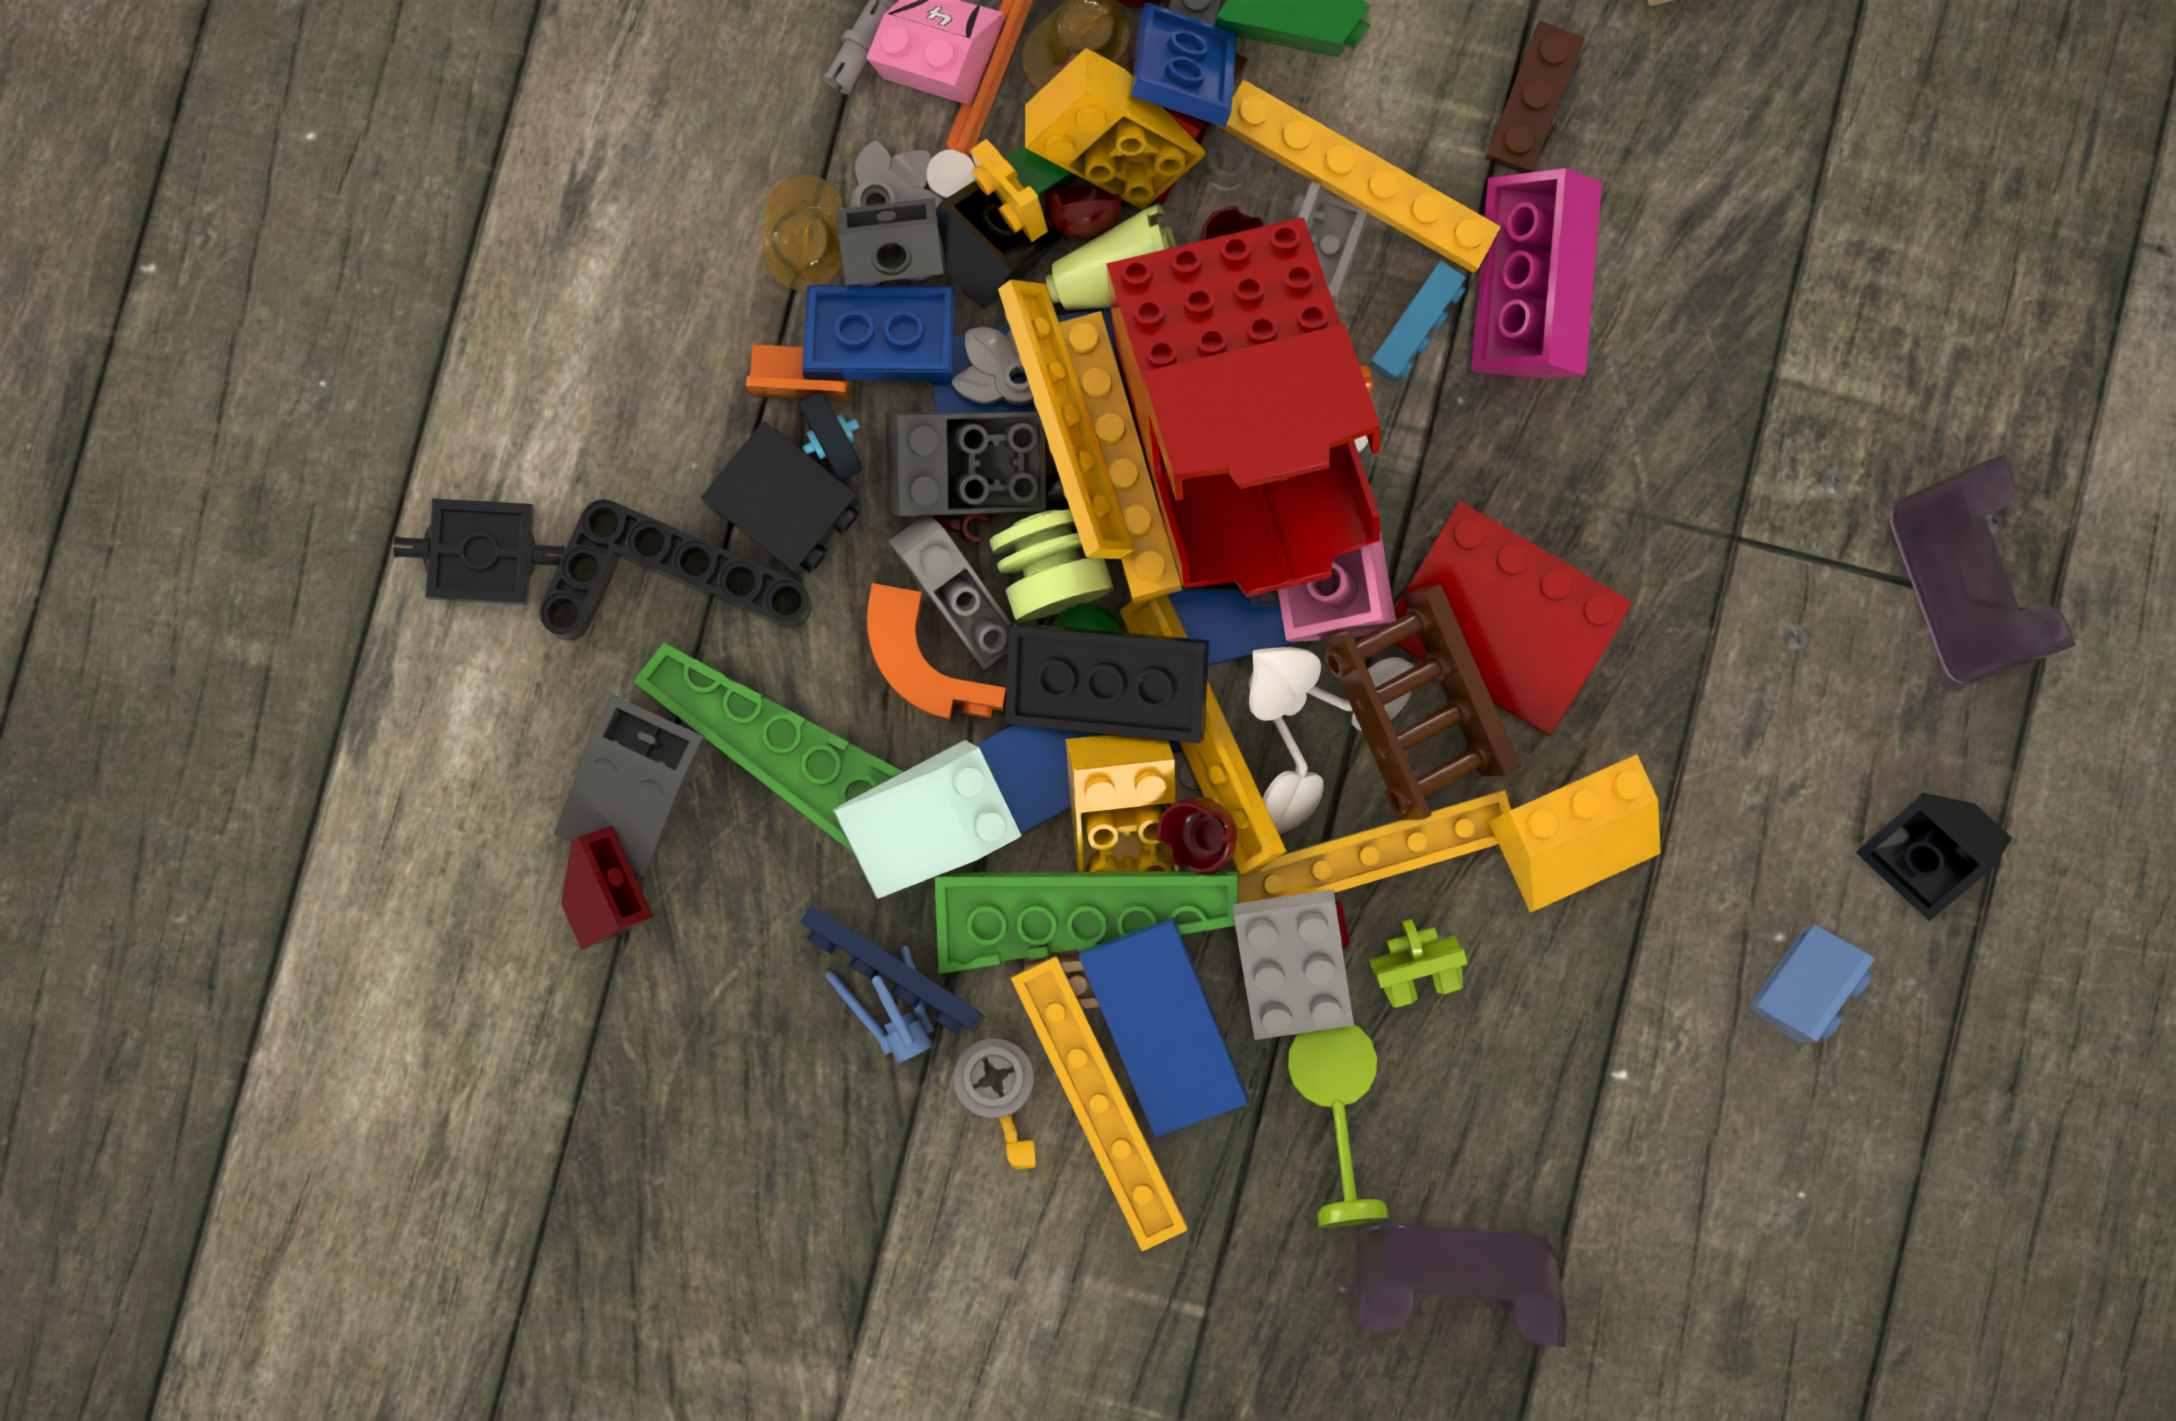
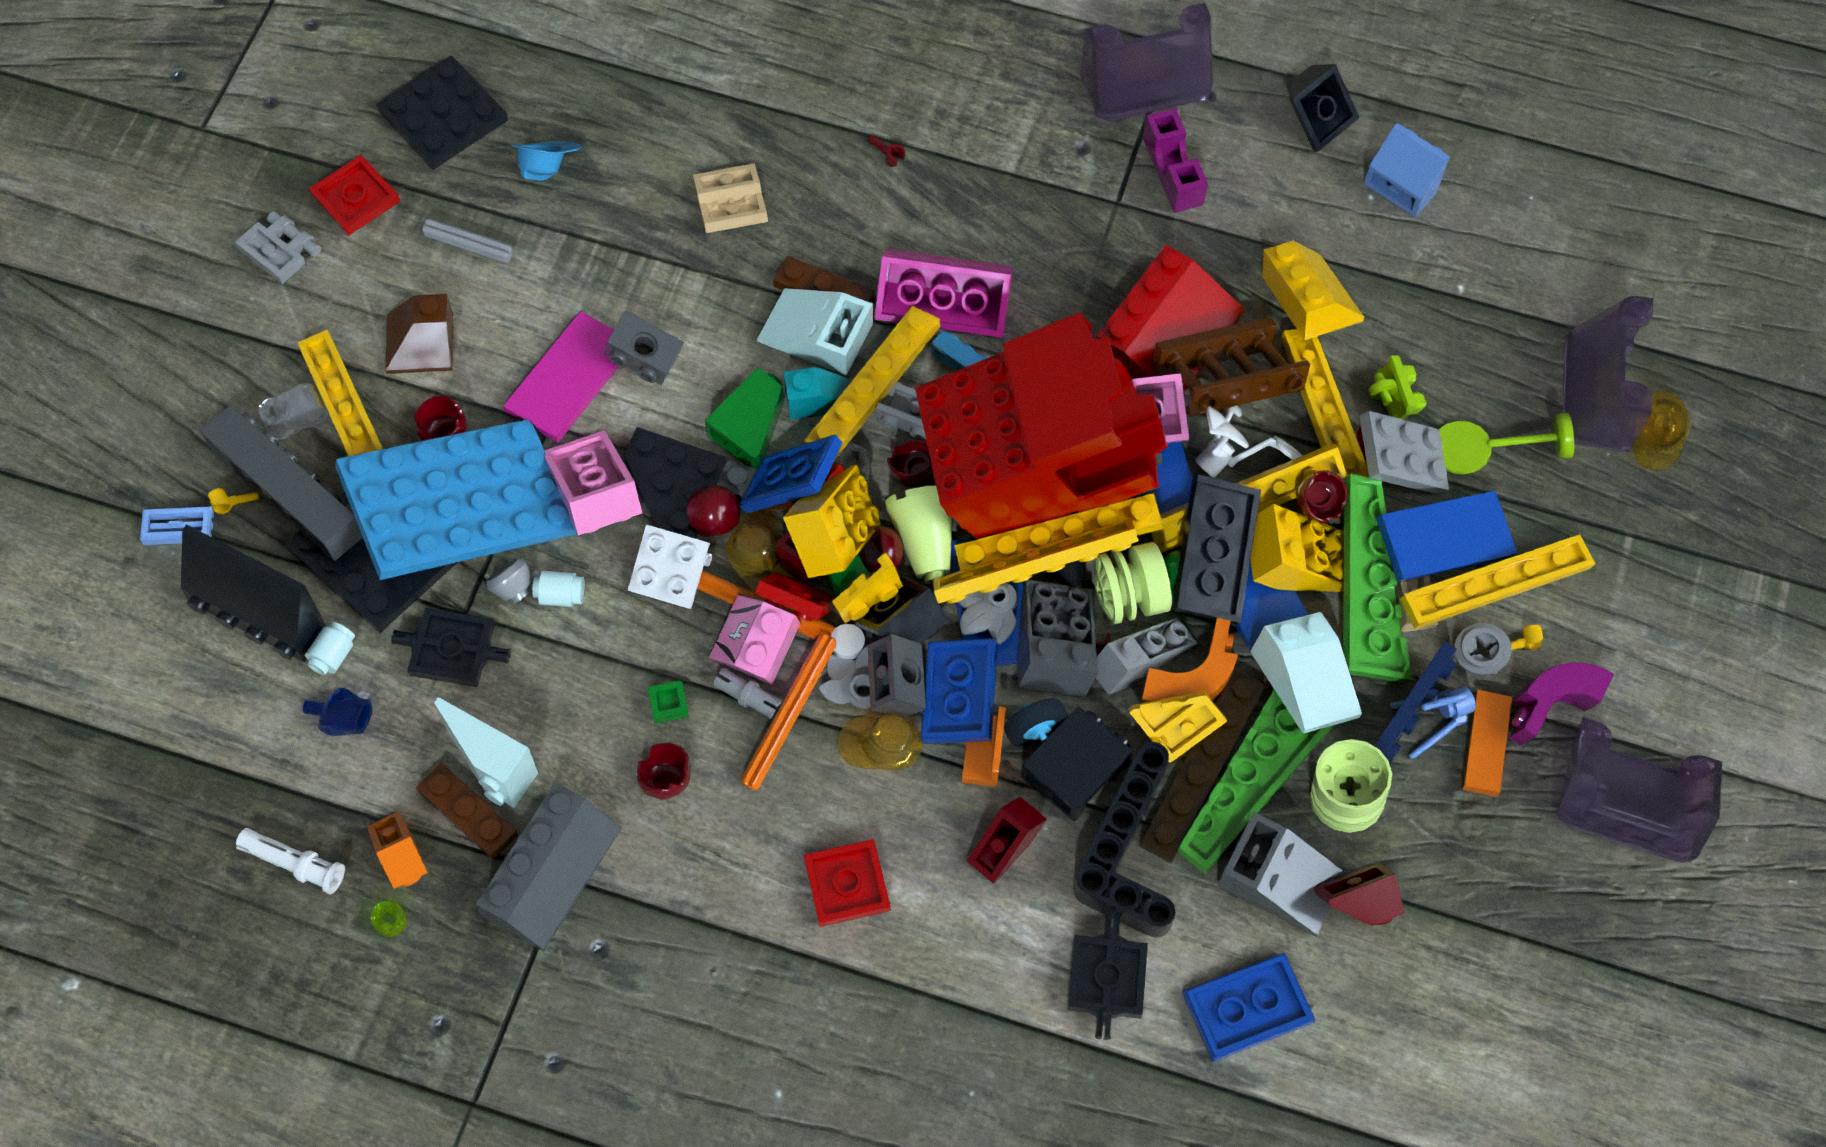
camera: 85 degrees left, 20 degrees down
(452, 742) = (1248, 1007): none -> blue tile
(592, 198) = (847, 883): none -> red plate
(666, 409) = (1006, 838): none -> dark red slope
(734, 859) = (1351, 767): none -> yellowish green wheel
(781, 1290) = (1639, 800): none -> clear purple windscreen
(796, 679) = (1202, 769): none -> dark brown plate
(835, 101) = (788, 712): none -> orange axle
(842, 634) = (1178, 720): none -> yellow wing
(852, 1081) = (1487, 743): none -> orange tile
(931, 1170) = (1566, 683): none -> magenta arch
(997, 87) = (805, 600): none -> red plate
(1345, 94) = (812, 391): none -> teal slope
(1371, 1365) = (1664, 433): none -> clear yellow piece
(1456, 91) = (819, 327): none -> light aqua slope
(1798, 173) = (894, 149): none -> dark red hand
(1802, 618) = (1180, 177): none -> magenta arch

